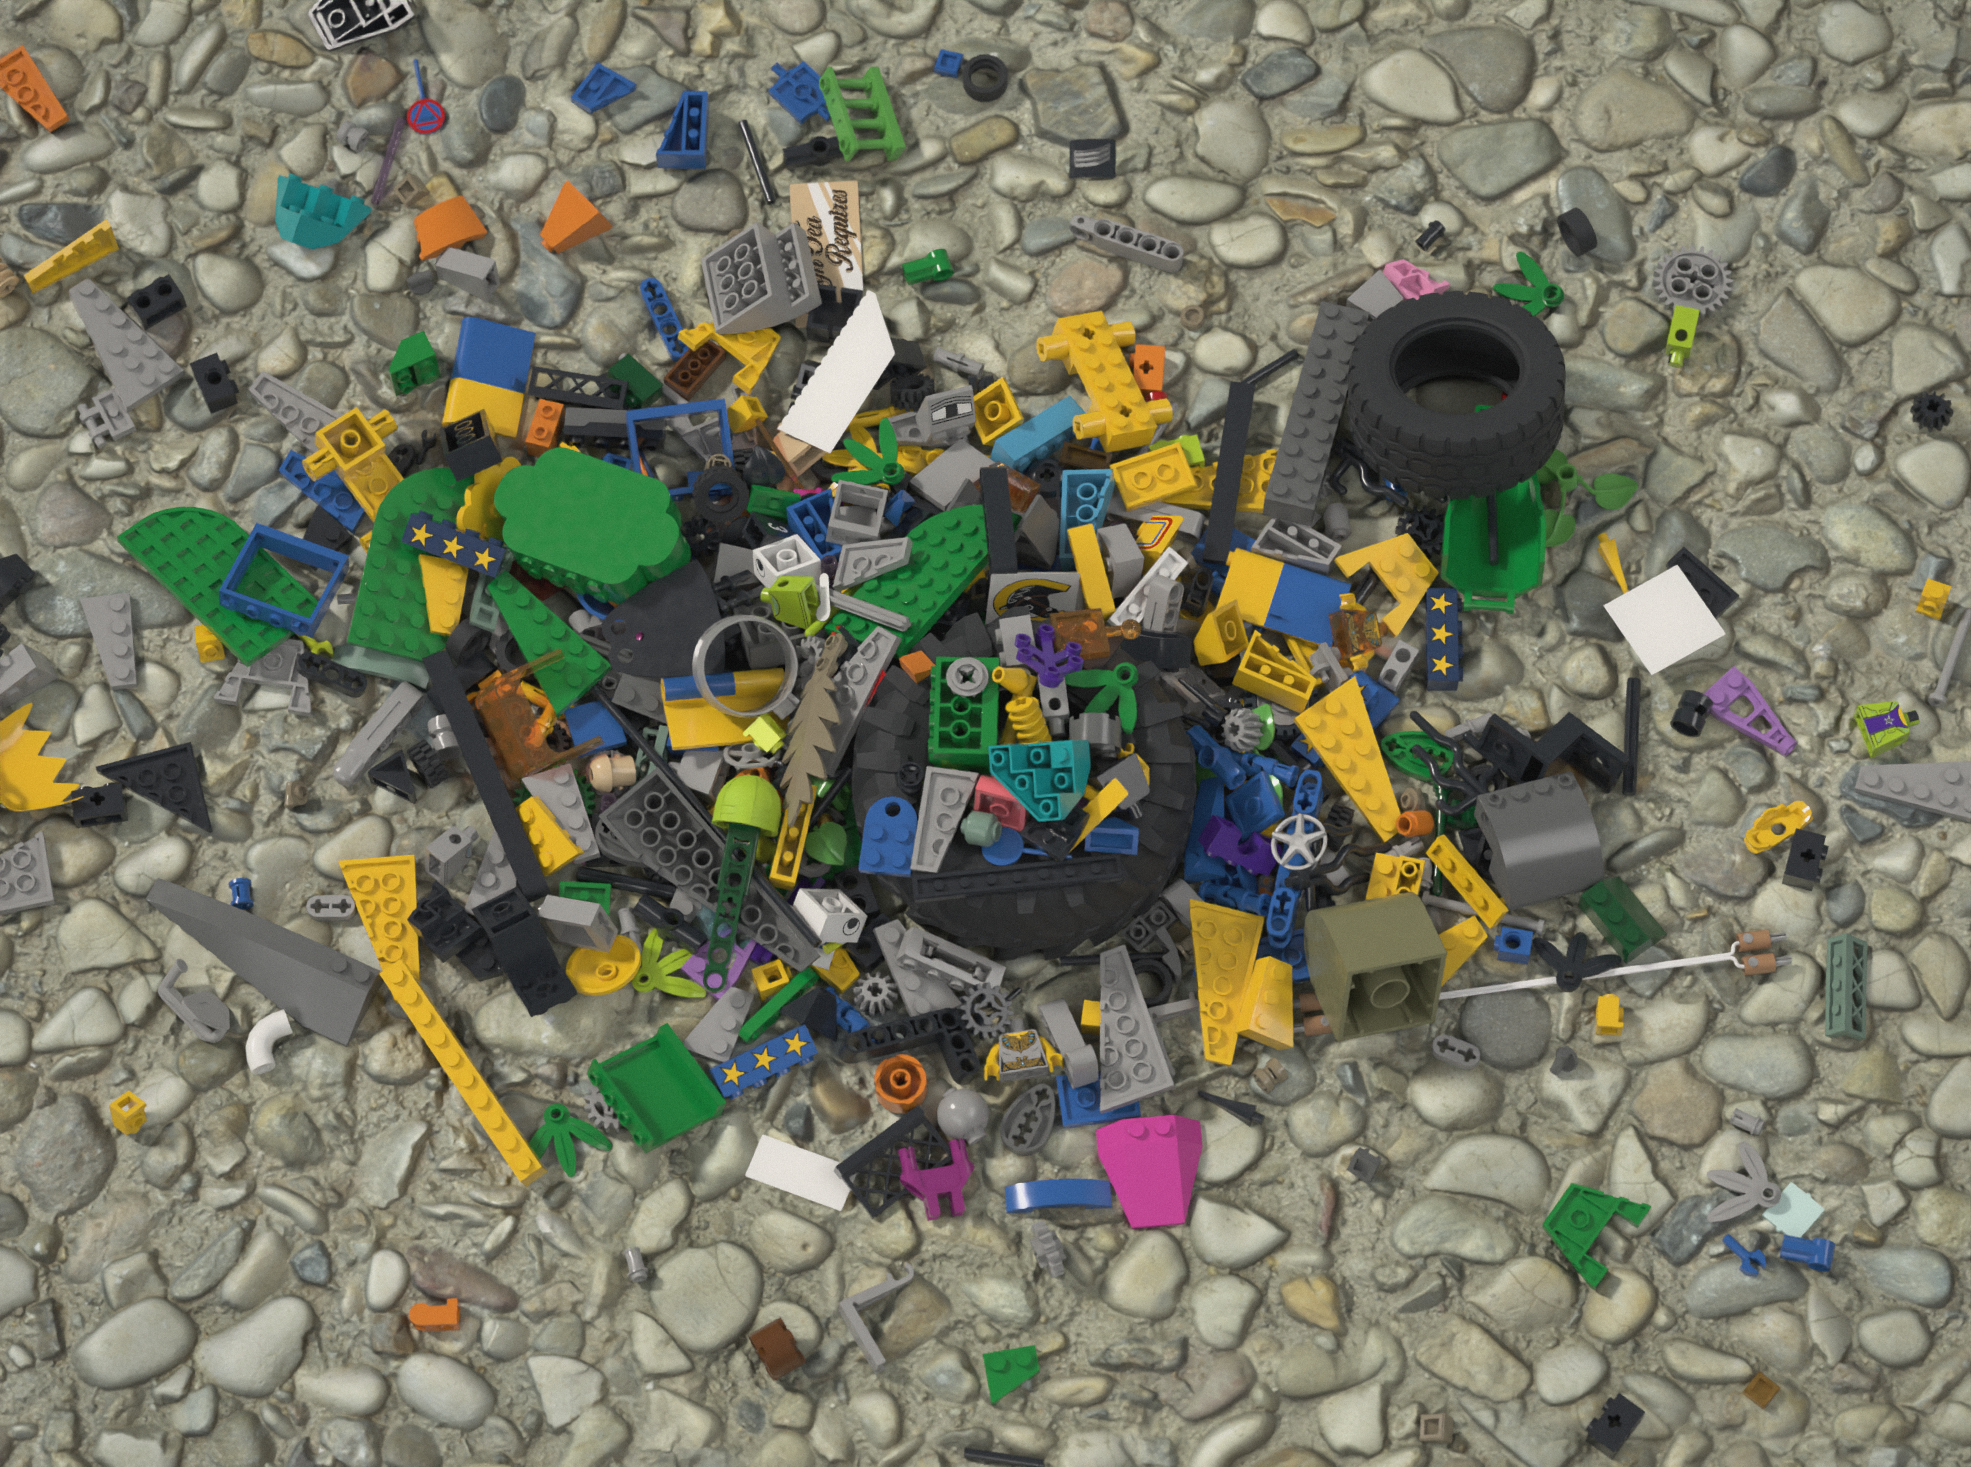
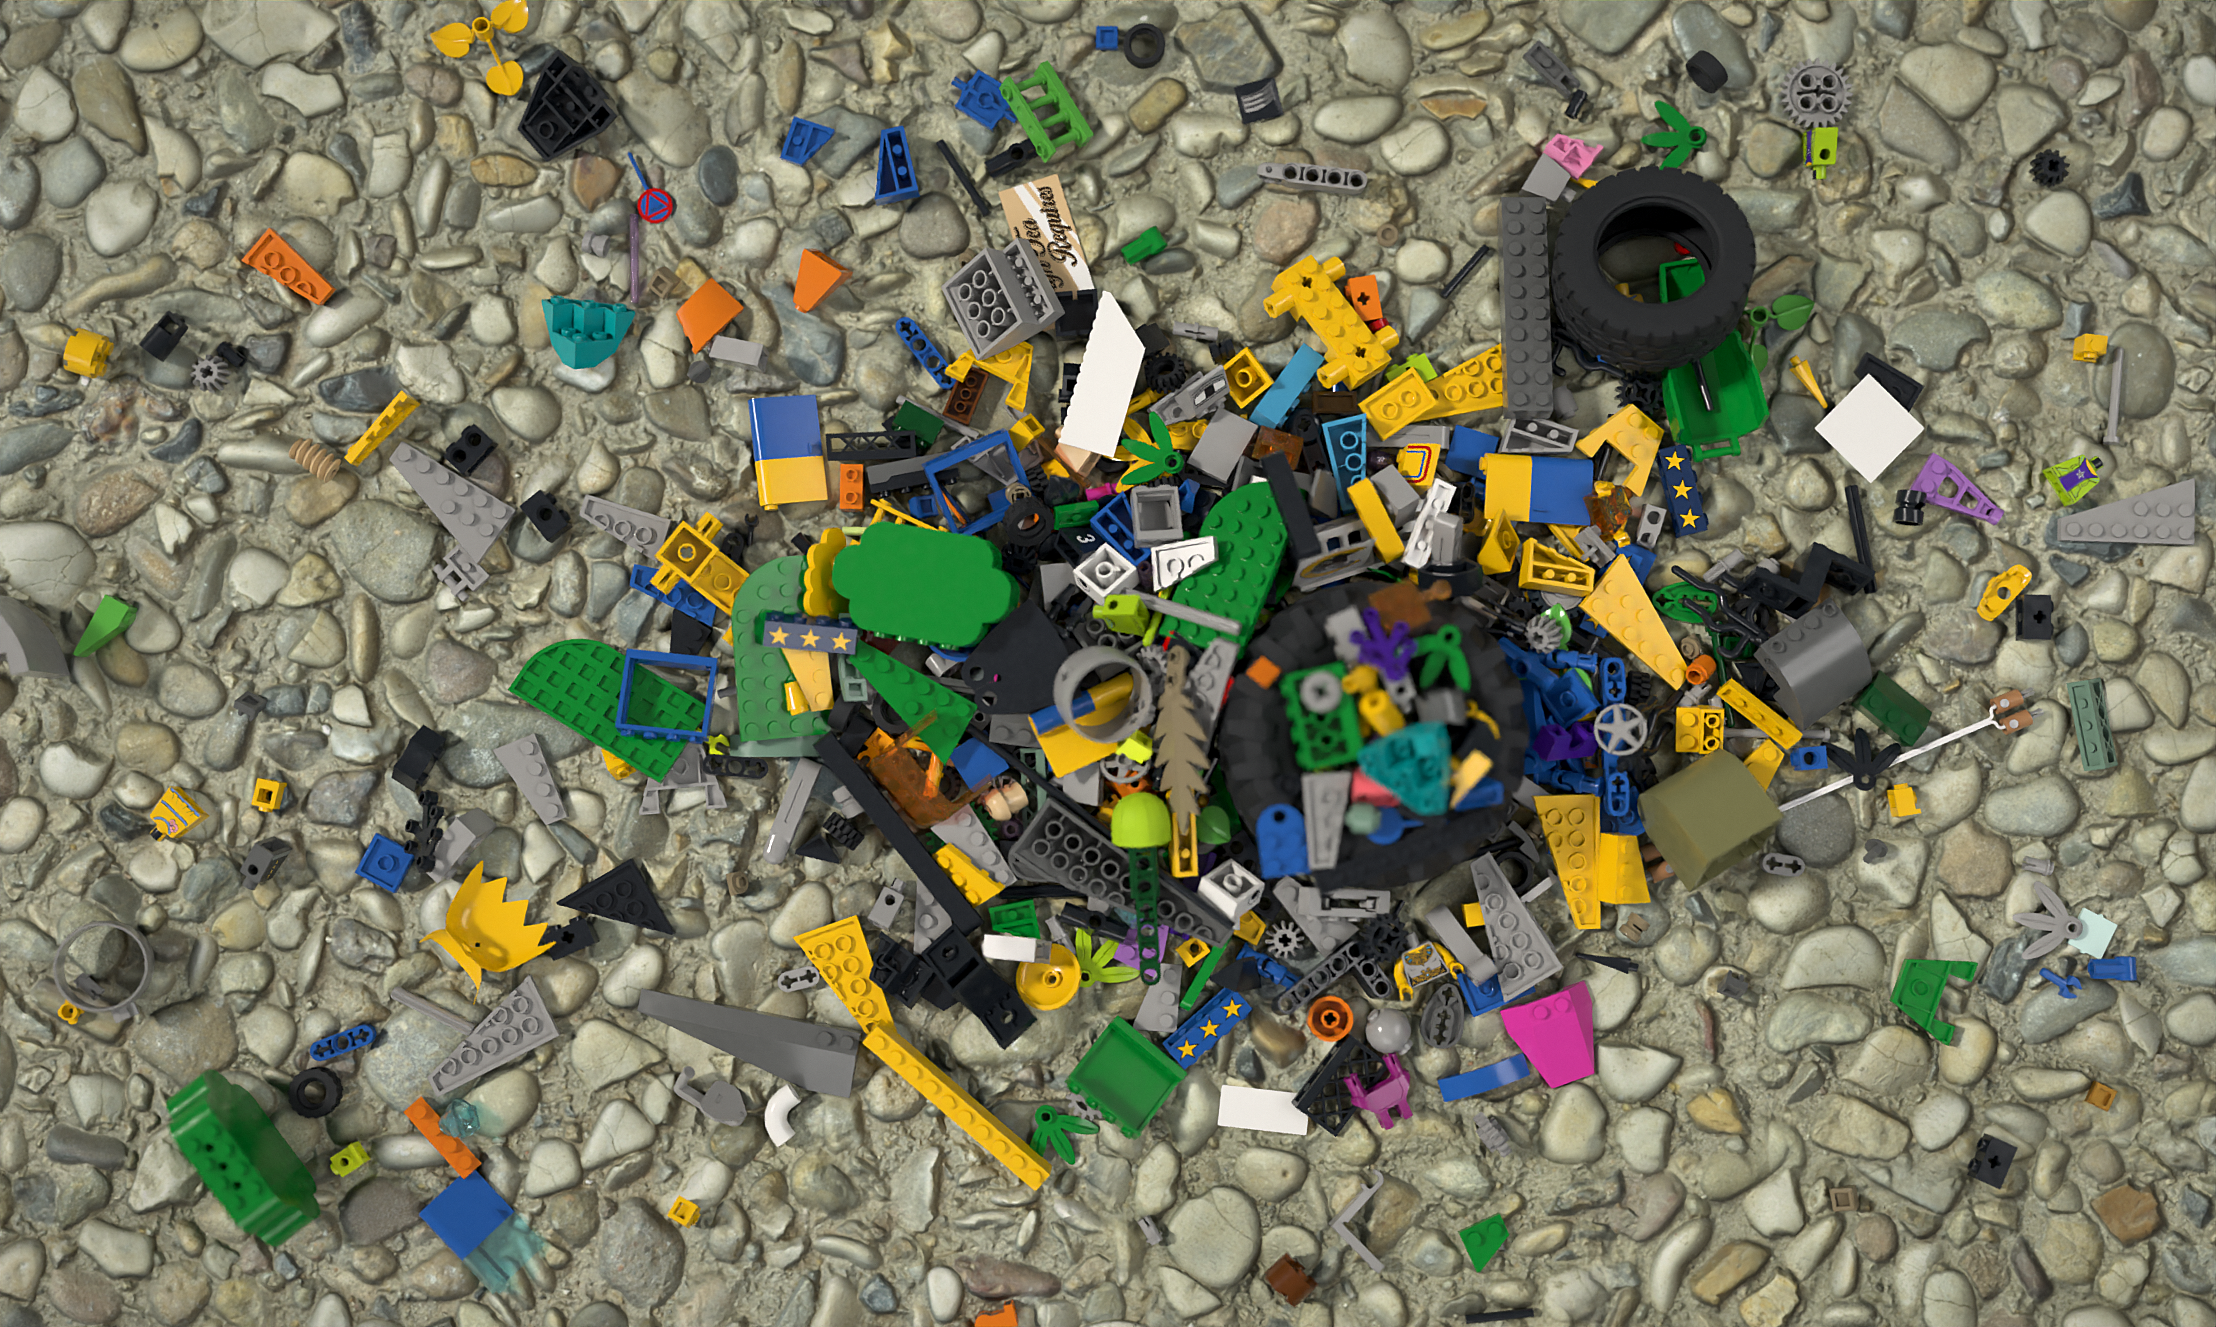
camera: 20 degrees left, 20 degrees up
(241, 893) = (718, 987): blue bush -> none
(413, 364) = (717, 457): green slope -> none
(418, 613) = (796, 699): none -> yellow cone
(470, 445) = (794, 531): black brick -> none
(824, 609) = (1154, 618): white sticker -> none
(1229, 473) = (1460, 381): black tile -> none
(1412, 194) = (1550, 68): none -> dark grey hinge

